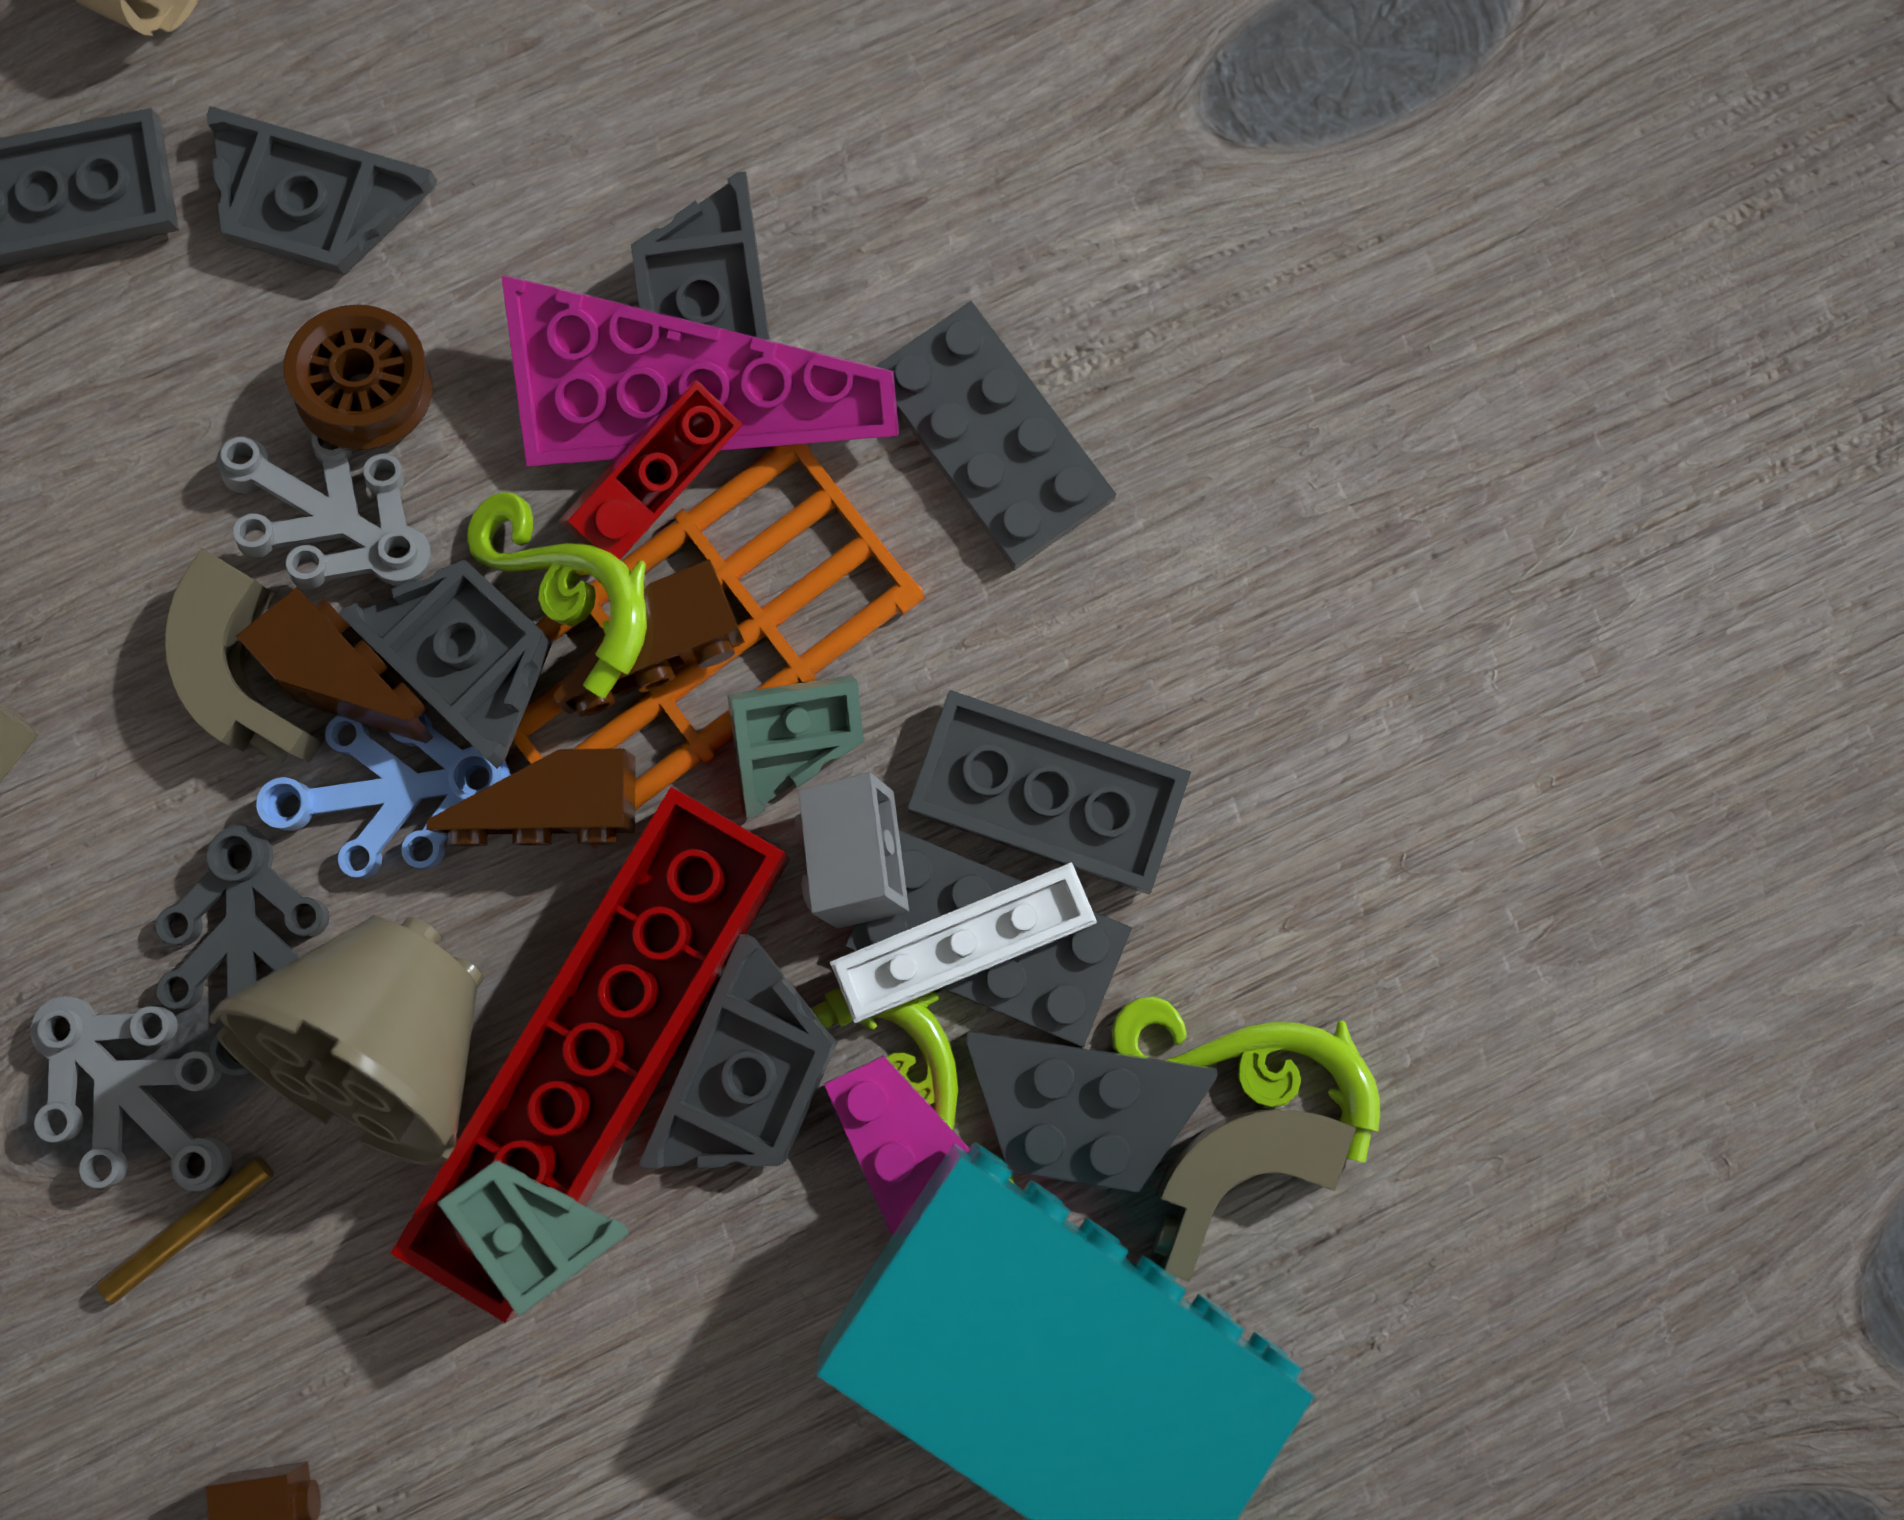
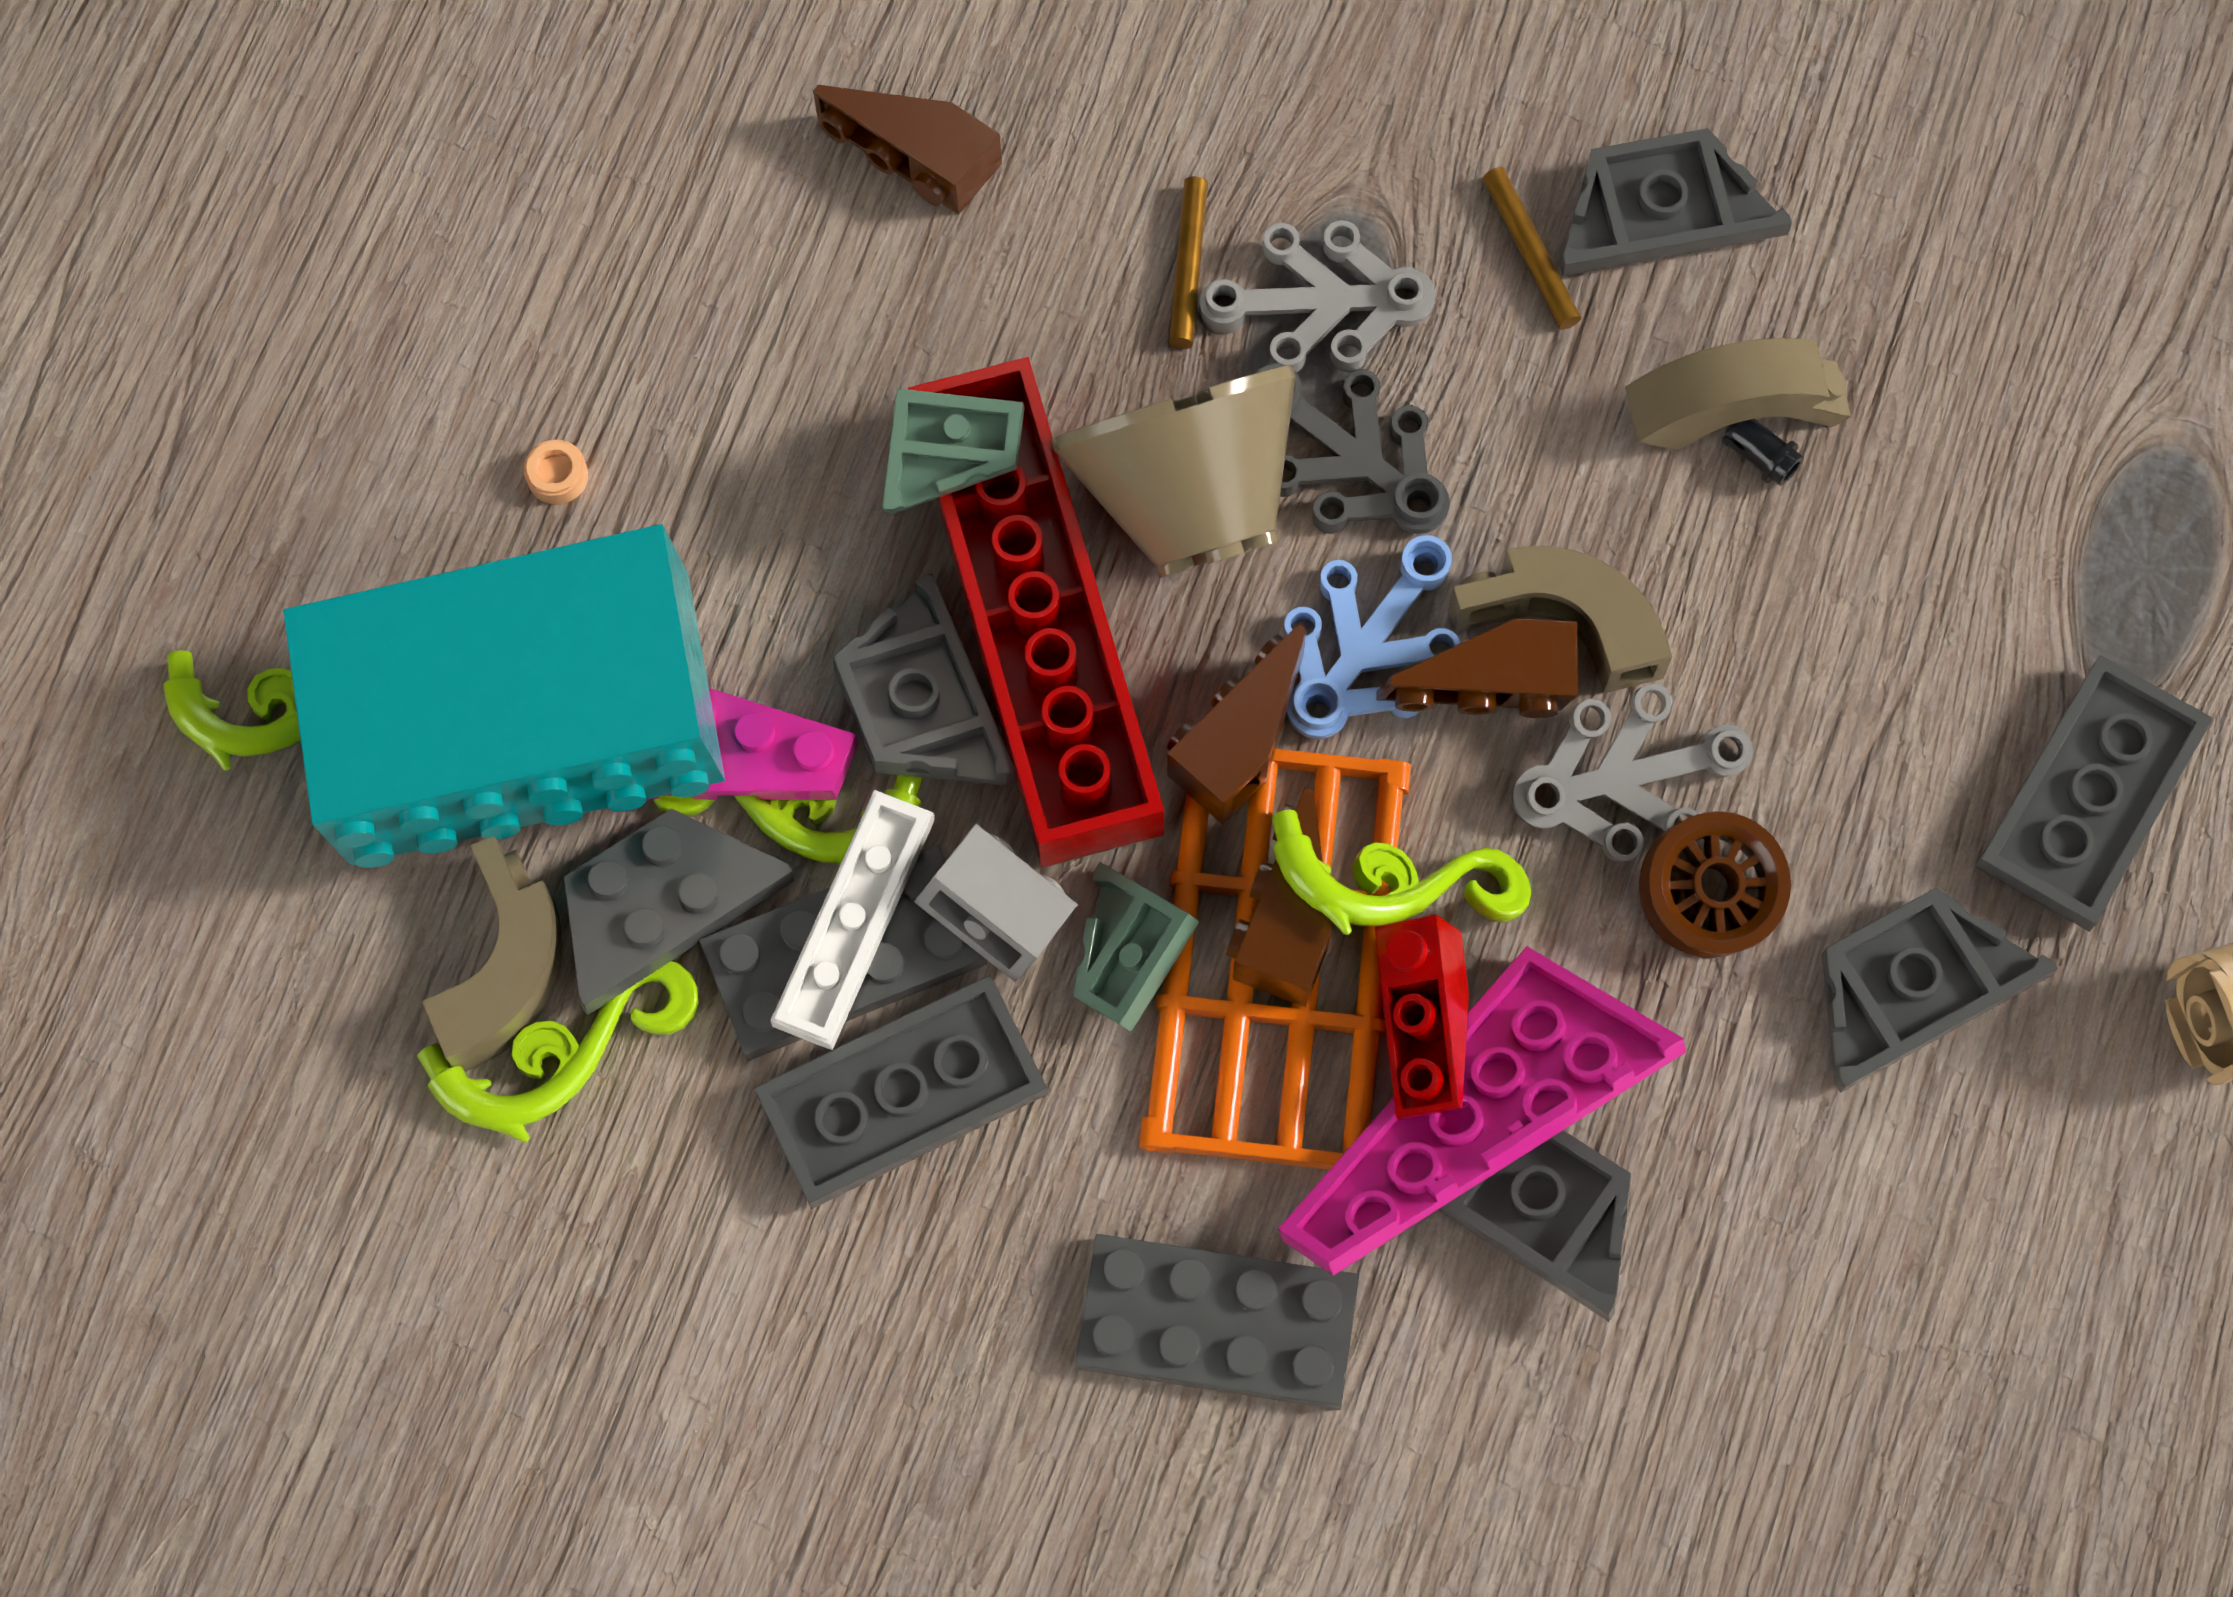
camera: 135 degrees right, 10 degrees down
(460, 651) = (1420, 768): dark grey wing -> none

